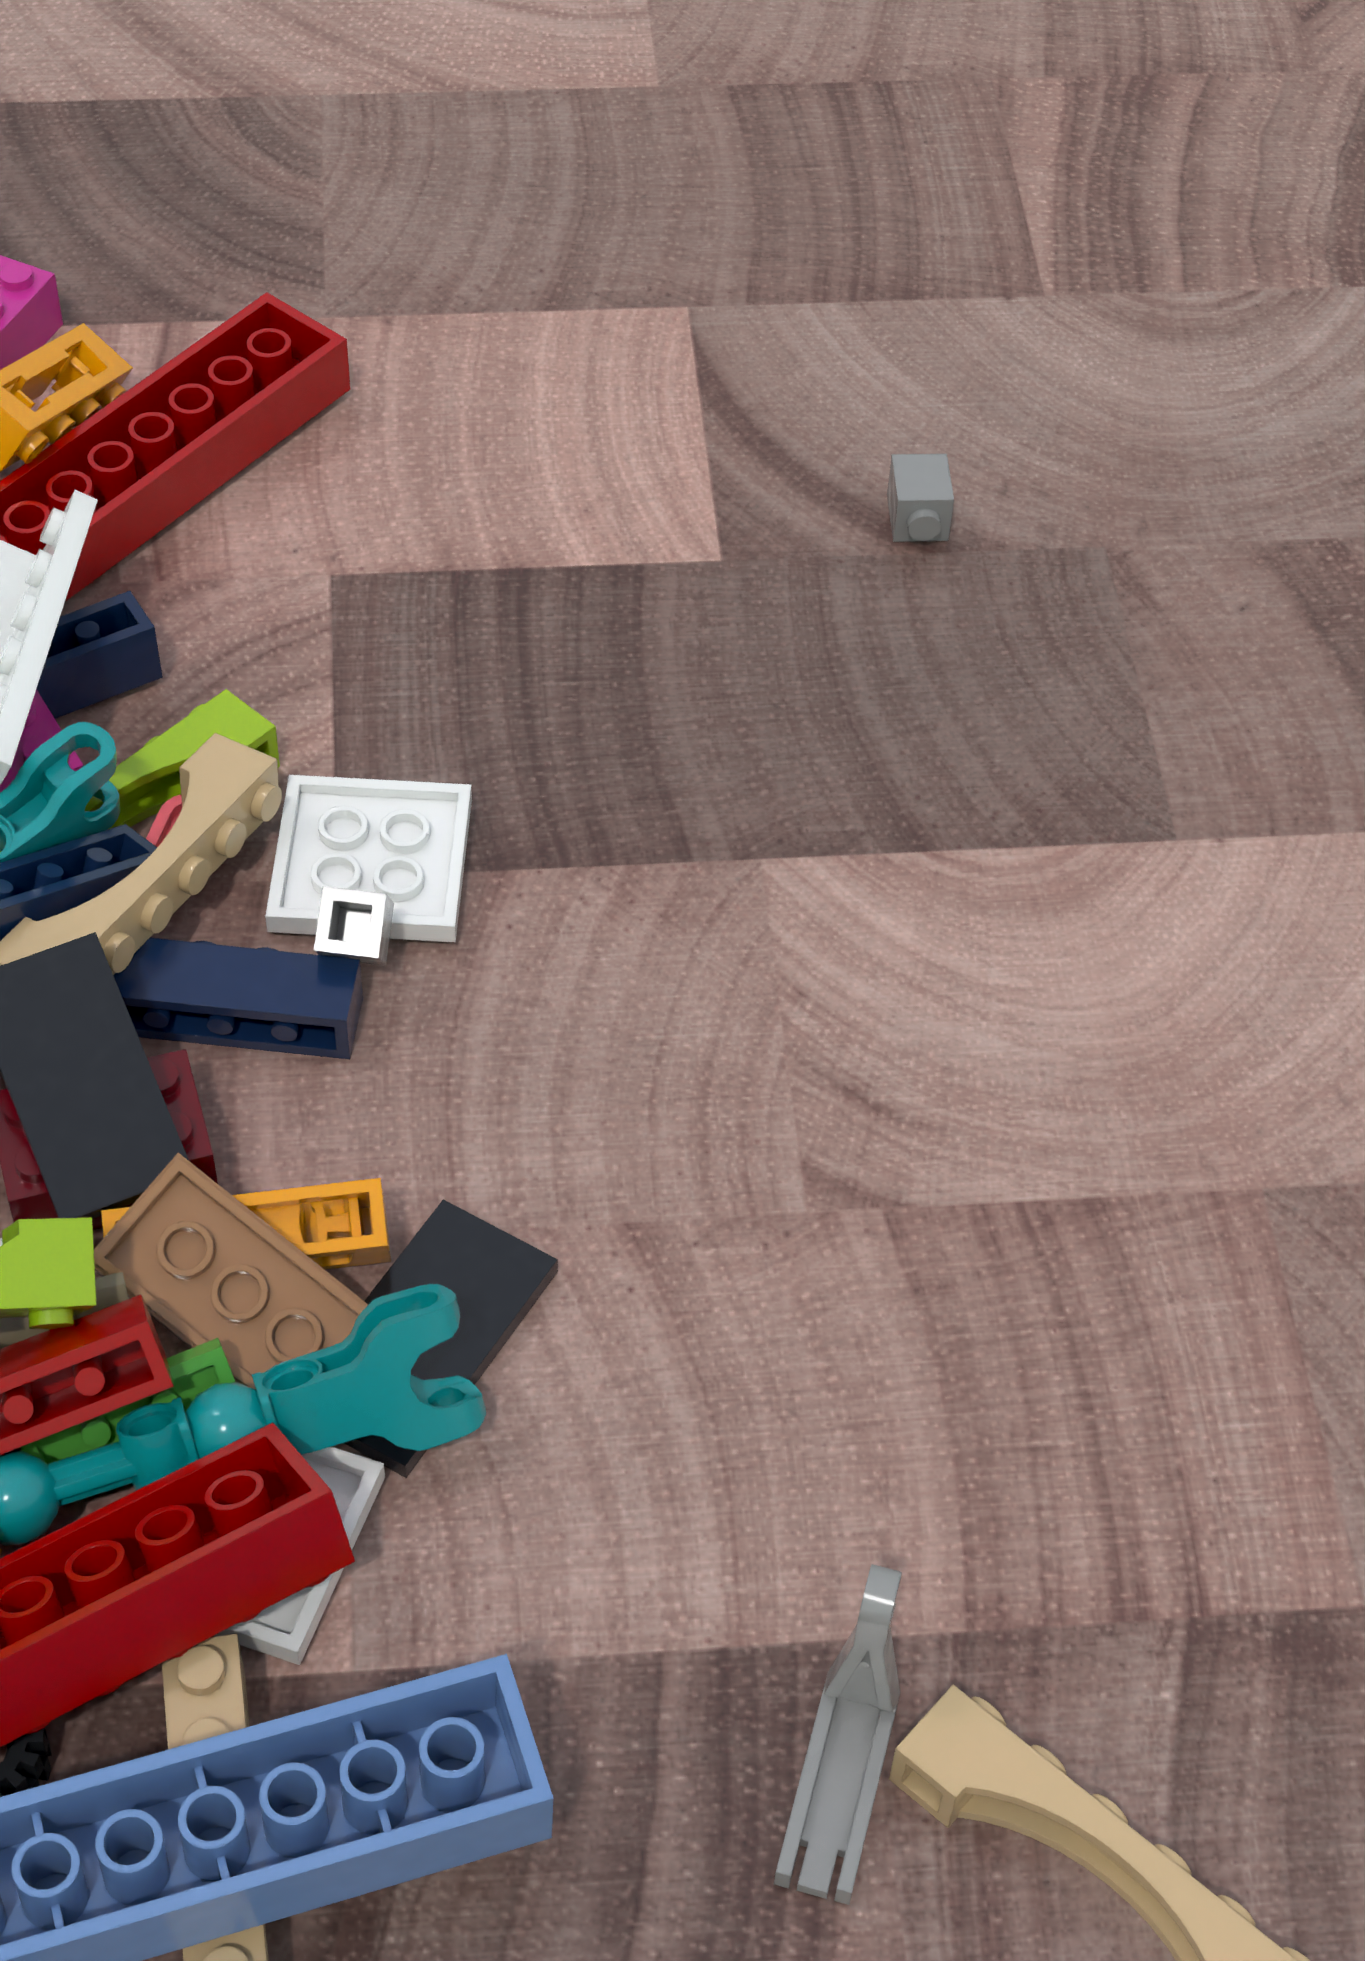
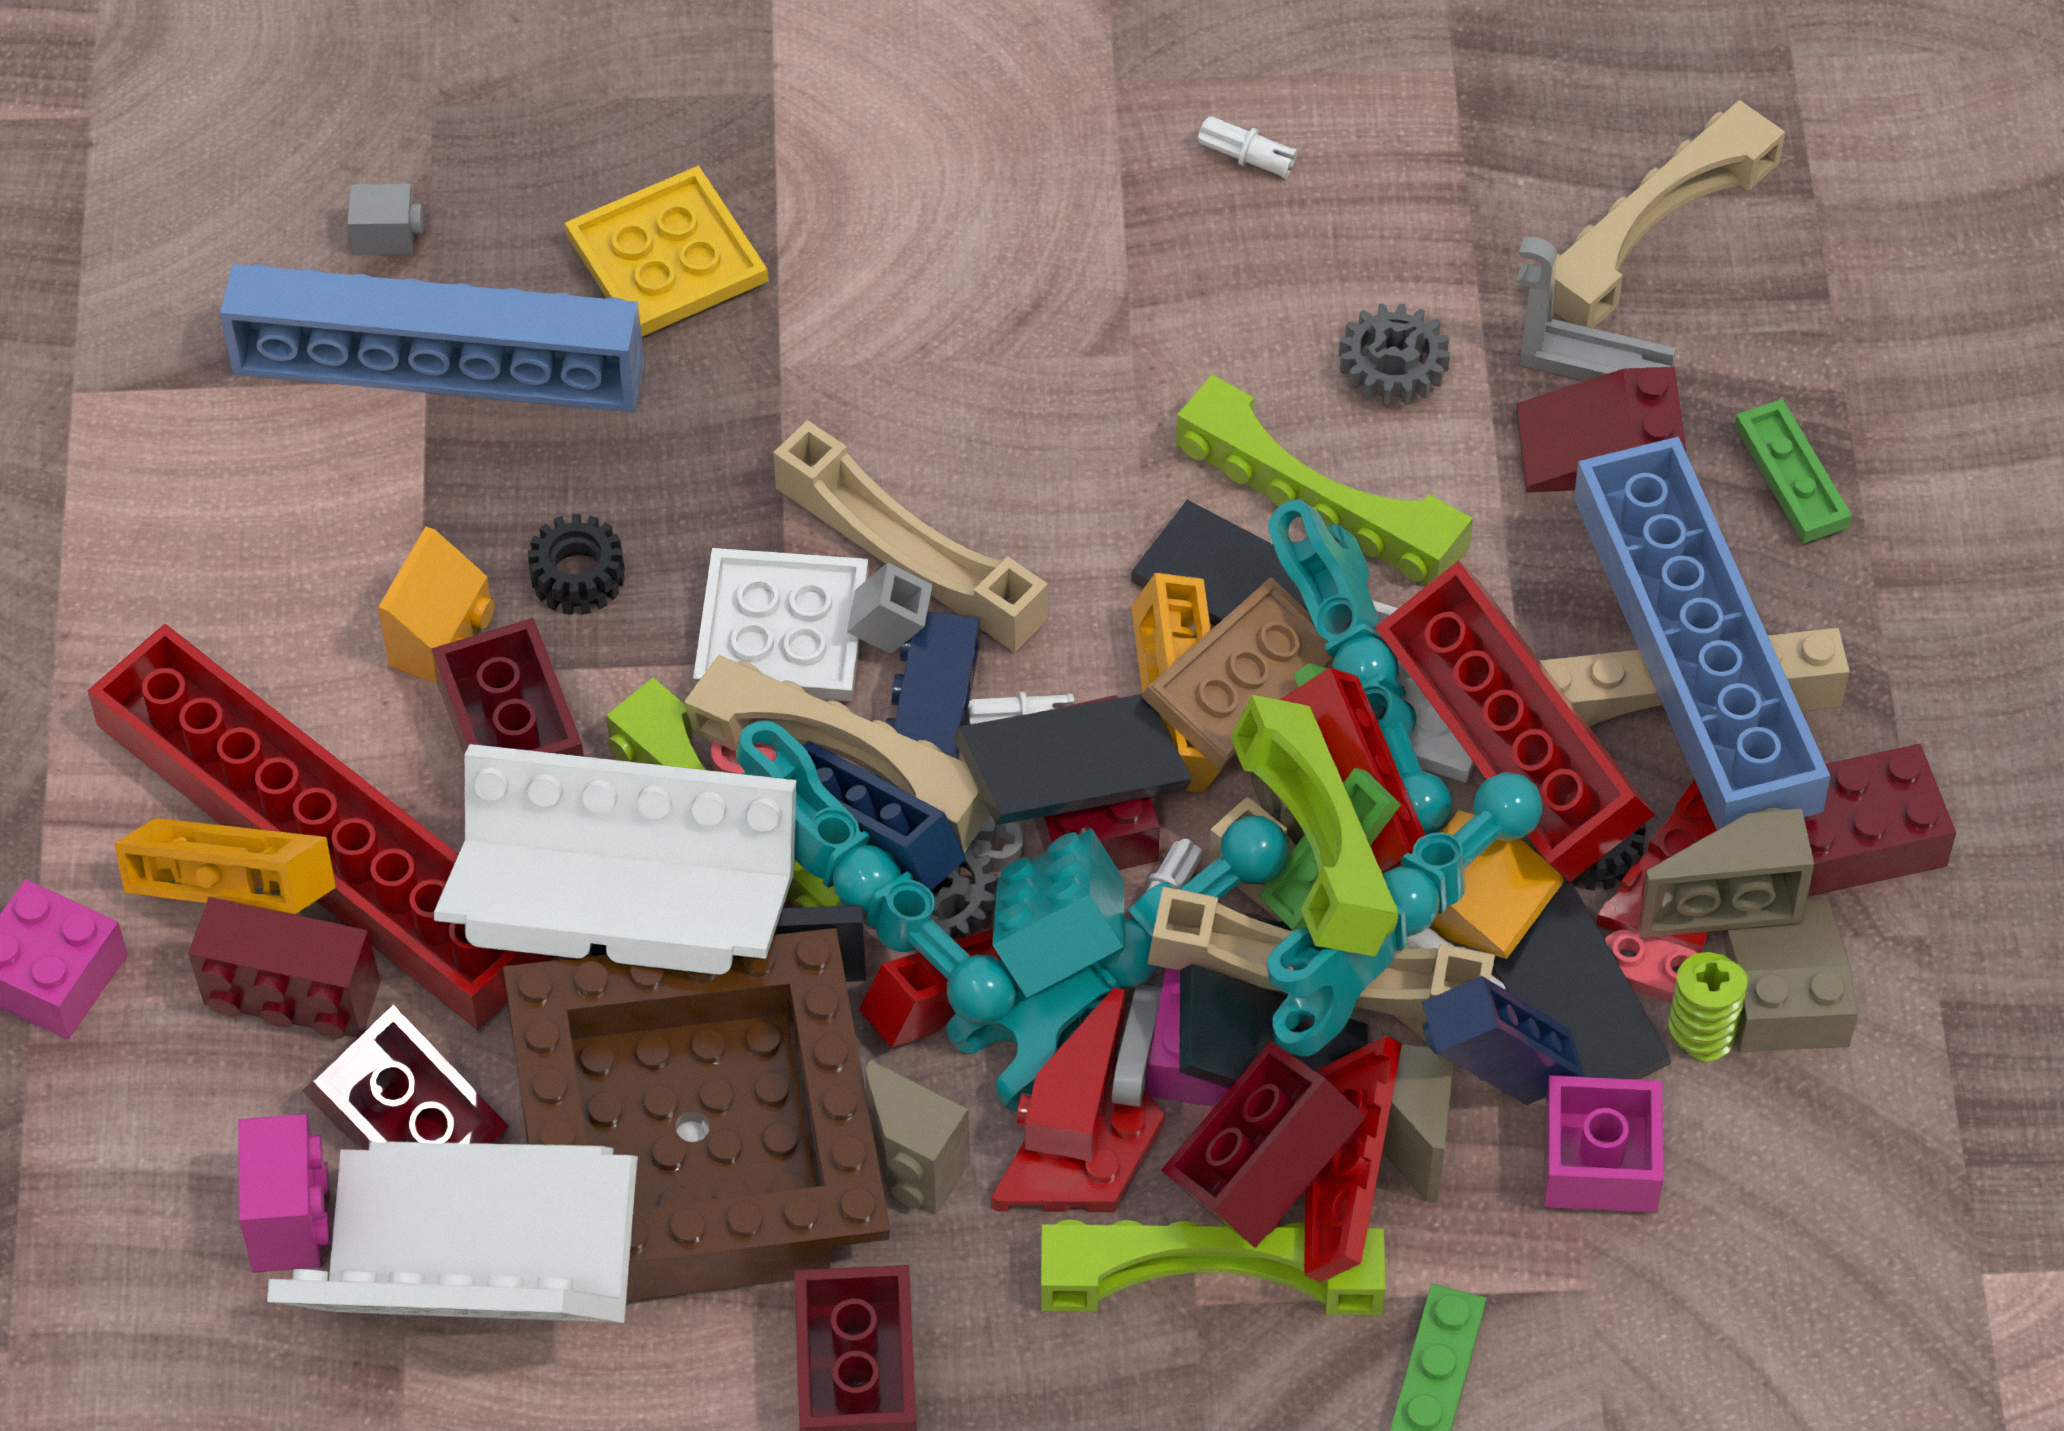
camera: 85 degrees left, 5 degrees up
(232, 1090) = (998, 708): none -> white axle
(243, 618) = (505, 692): none -> dark red brick
(379, 547) = (432, 603): none -> light orange slope
(399, 1041) = (831, 485): none -> tan arch
(457, 701) = (581, 588): none -> black tyre
(488, 1532) = (1411, 535): none -> lime arch
(685, 1791) = (1595, 420): none -> dark red slope
(739, 537) = (433, 337): none -> medium blue brick
(808, 1503) = (1394, 354): none -> dark grey gear
(905, 738) = (667, 250): none -> yellow plate
(1157, 1329) = (1247, 146): none -> white axle

